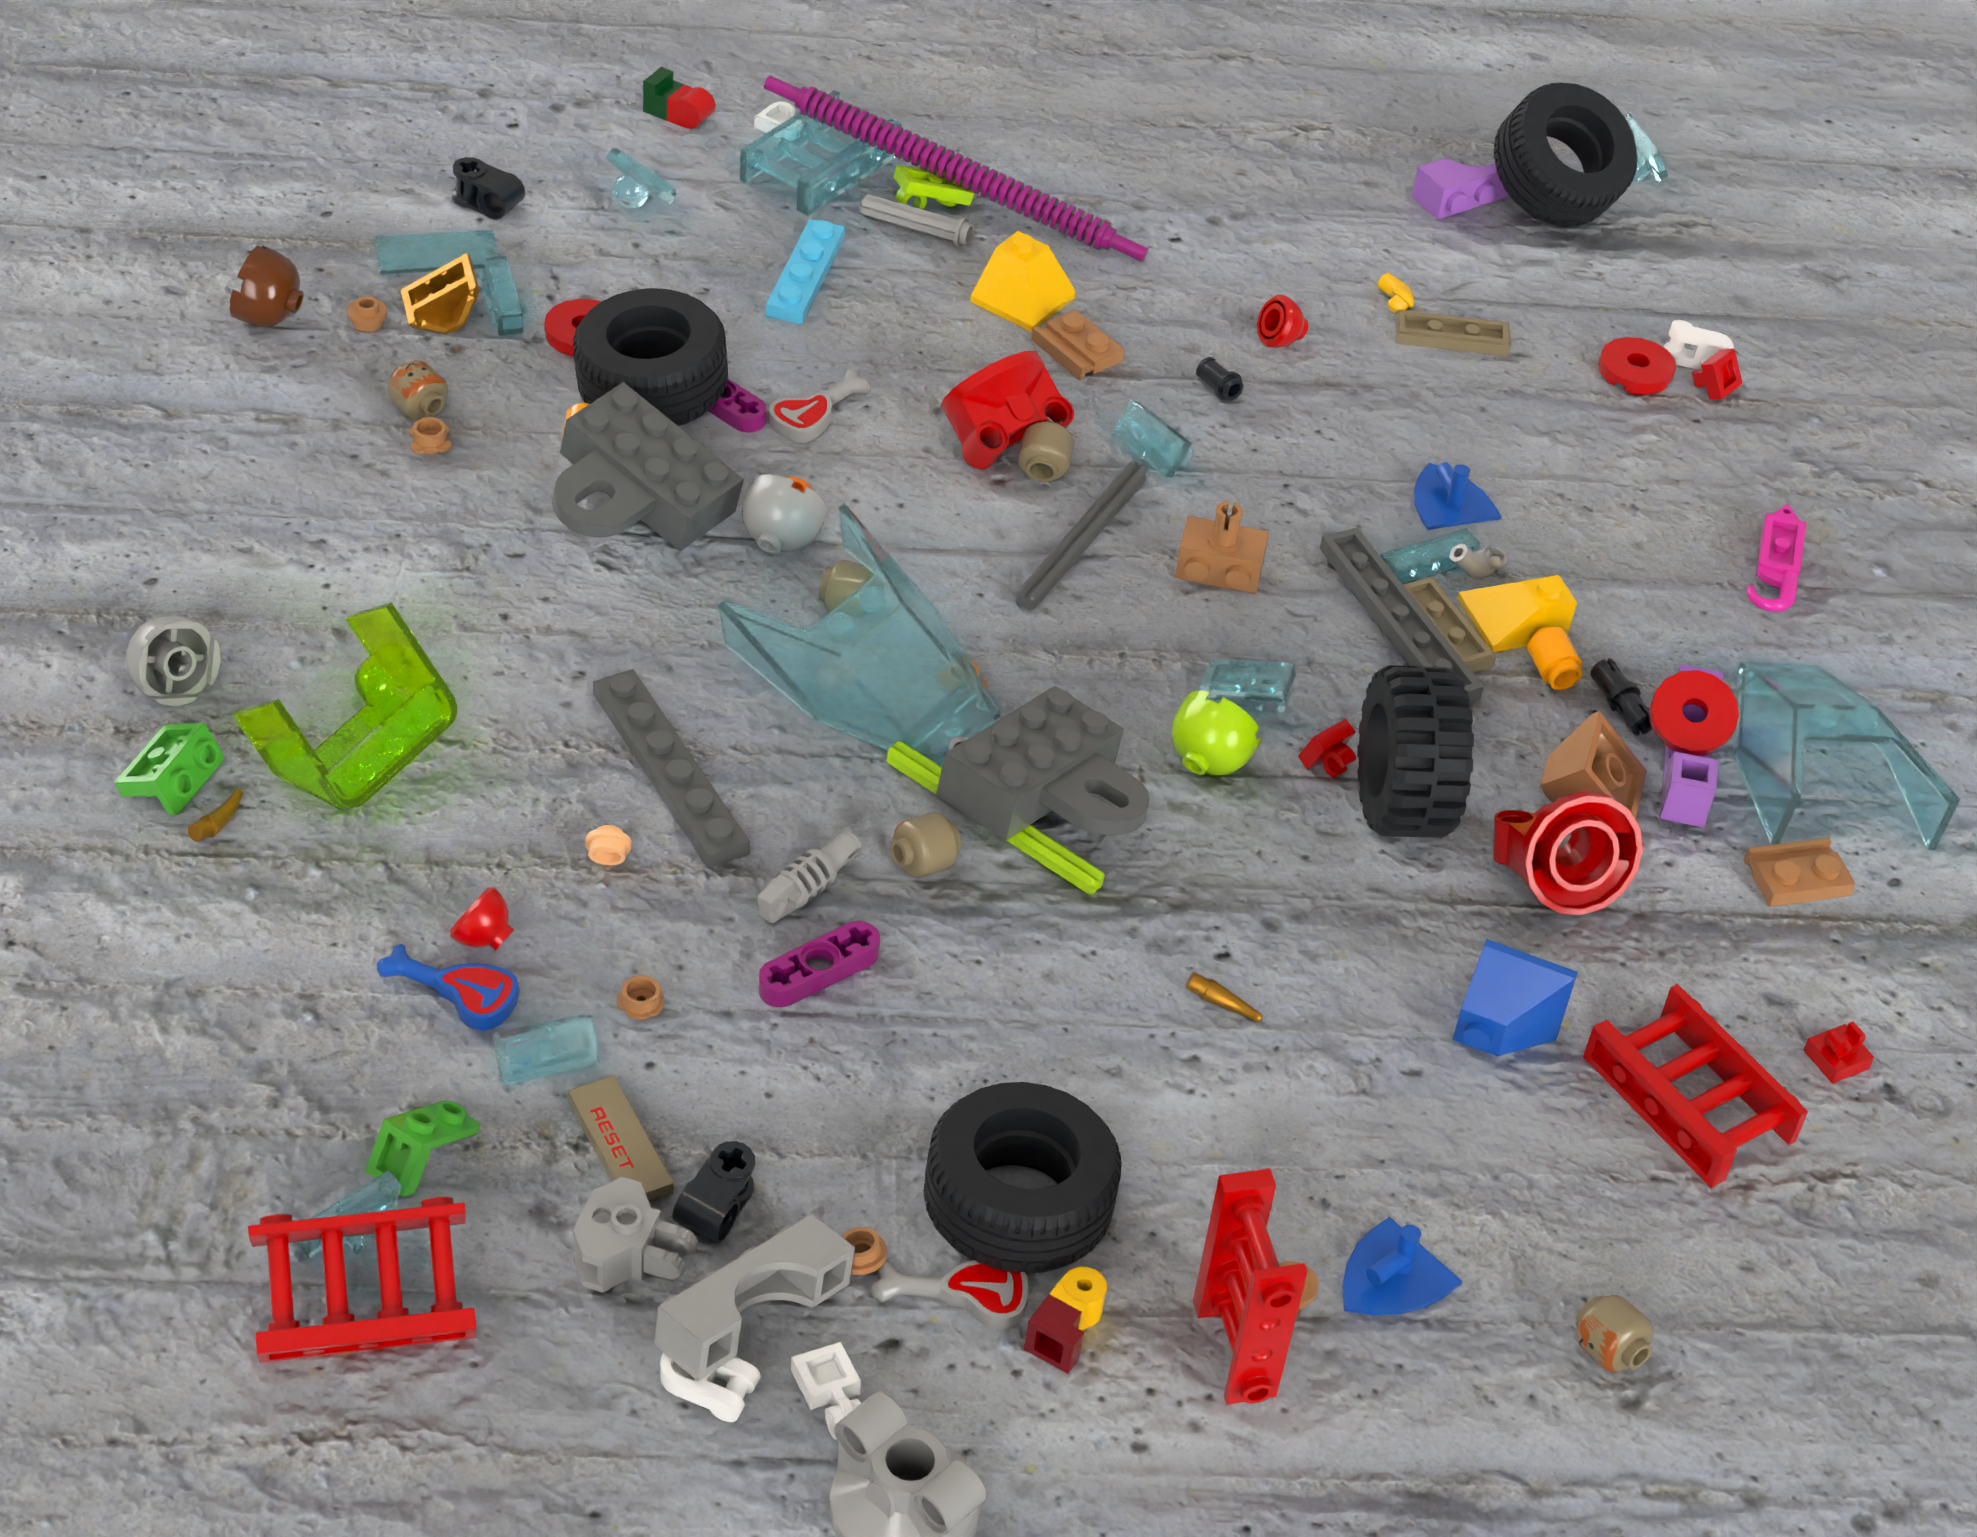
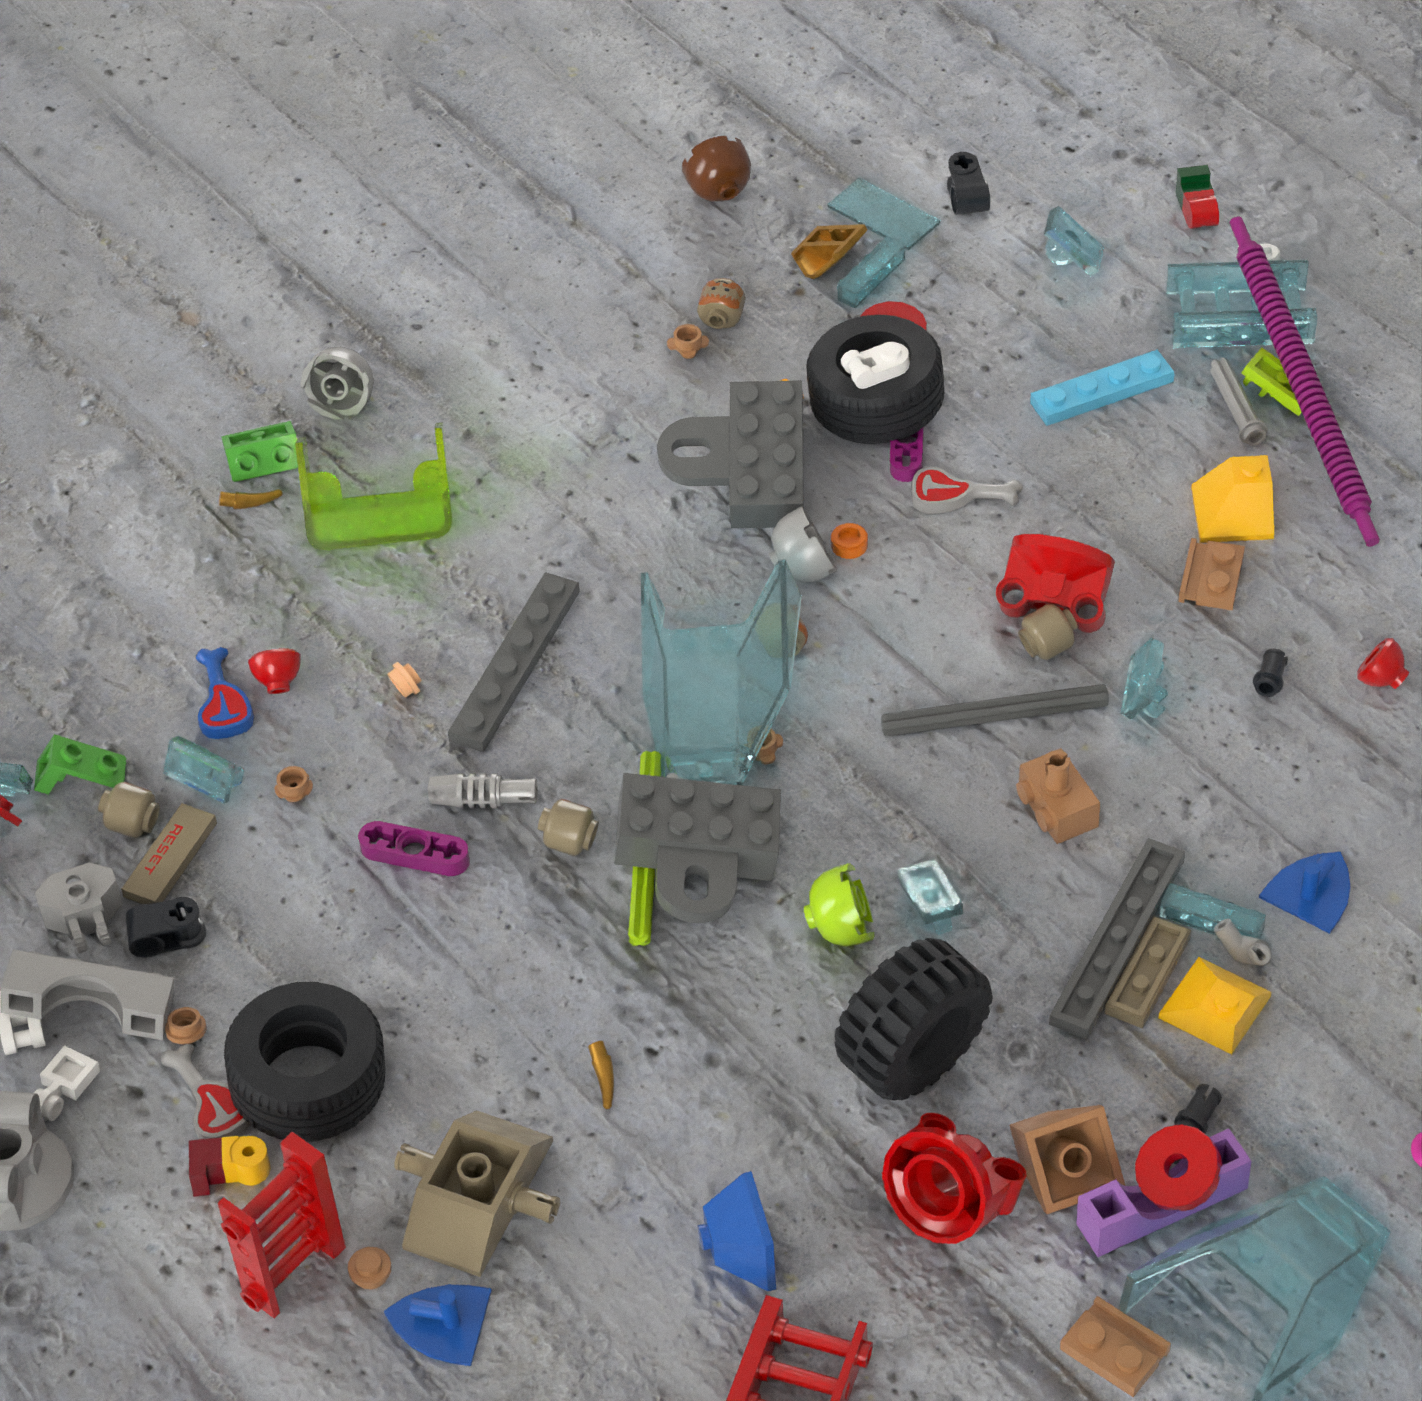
camera: 60 degrees right, 5 degrees up
(367, 313) = (772, 229): medium nougat plate -> none
(535, 1131) = (129, 809): none -> dark tan head
(668, 330) = (876, 364): none -> white plate
(1287, 1127) = (474, 1189): none -> dark tan slope
(1555, 657) = (1181, 1055): light orange brick -> none

